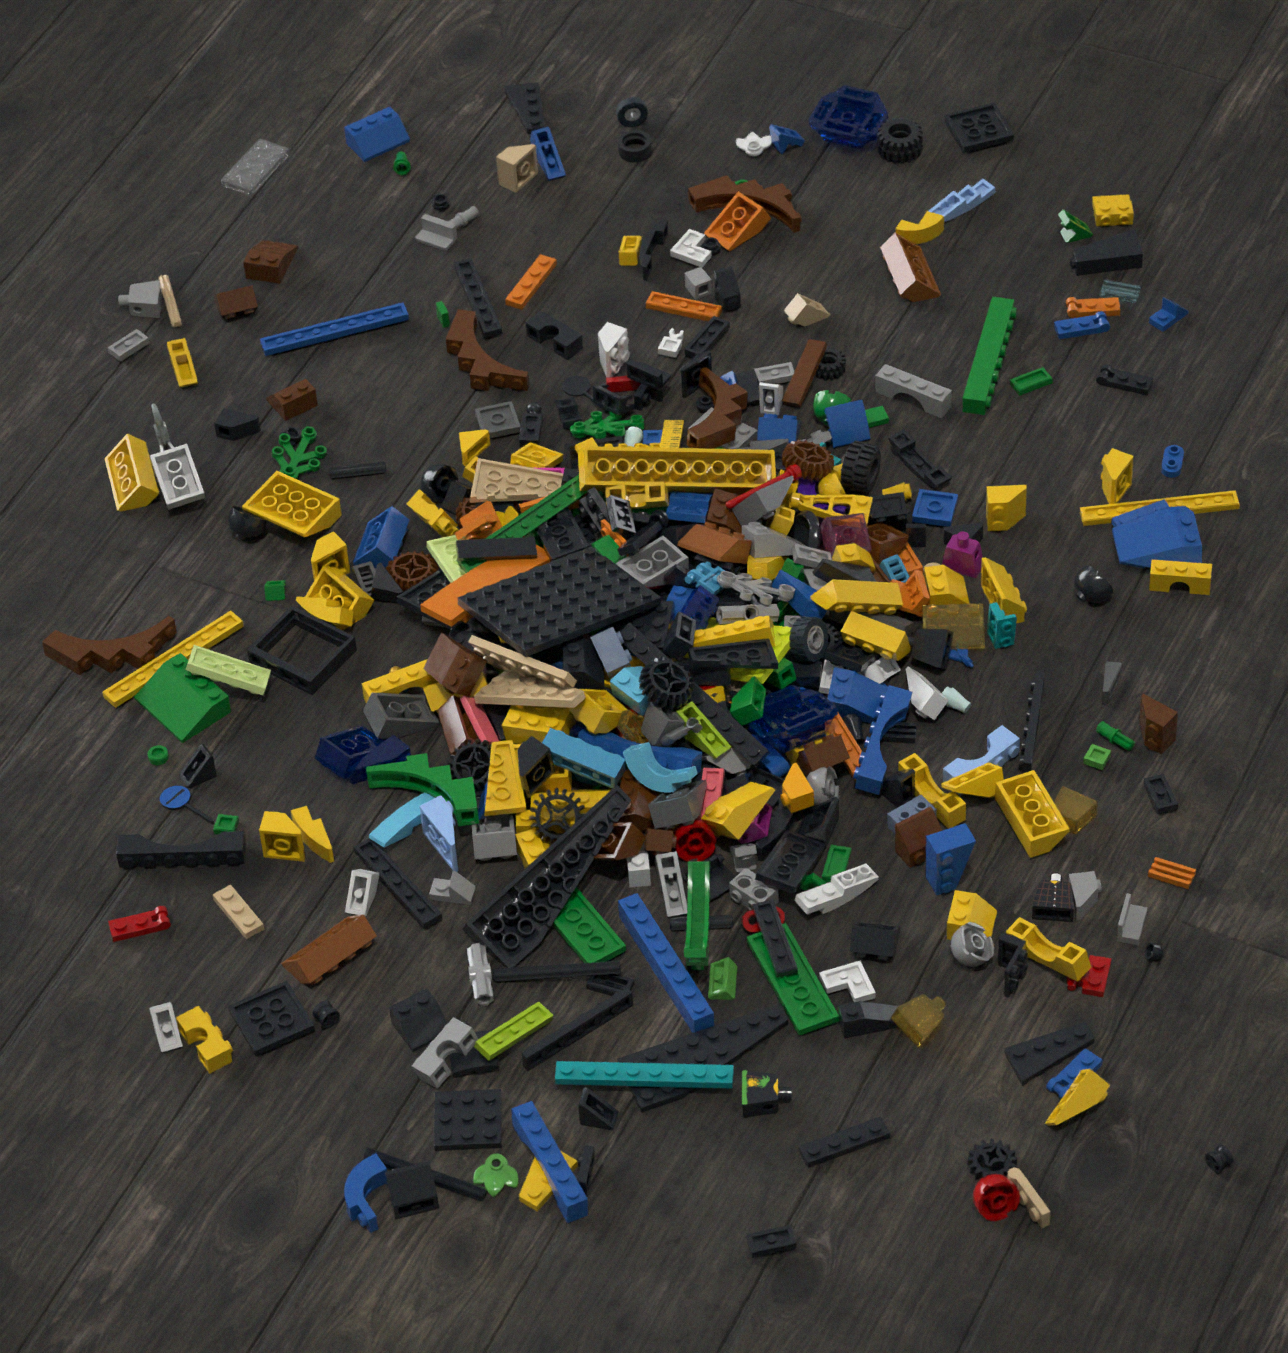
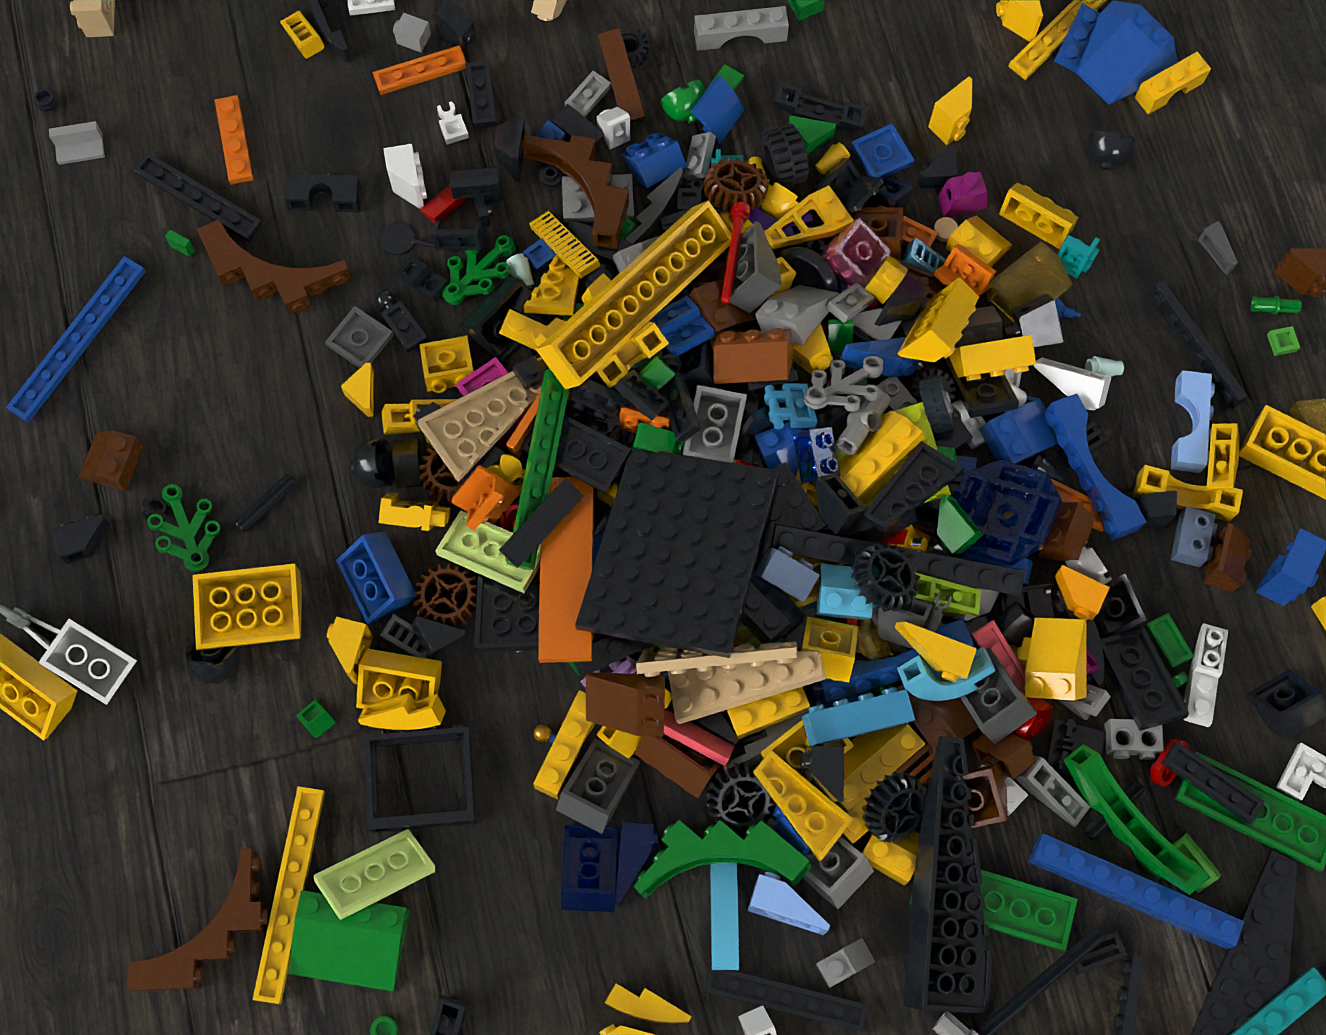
camera: 45 degrees left, 25 degrees up
(462, 219) = (90, 107): light grey pin -> none
(644, 515) = (657, 373): none -> green tile
(664, 748) = (940, 652): none -> yellow slope
(899, 471) = (813, 132): none -> green slope

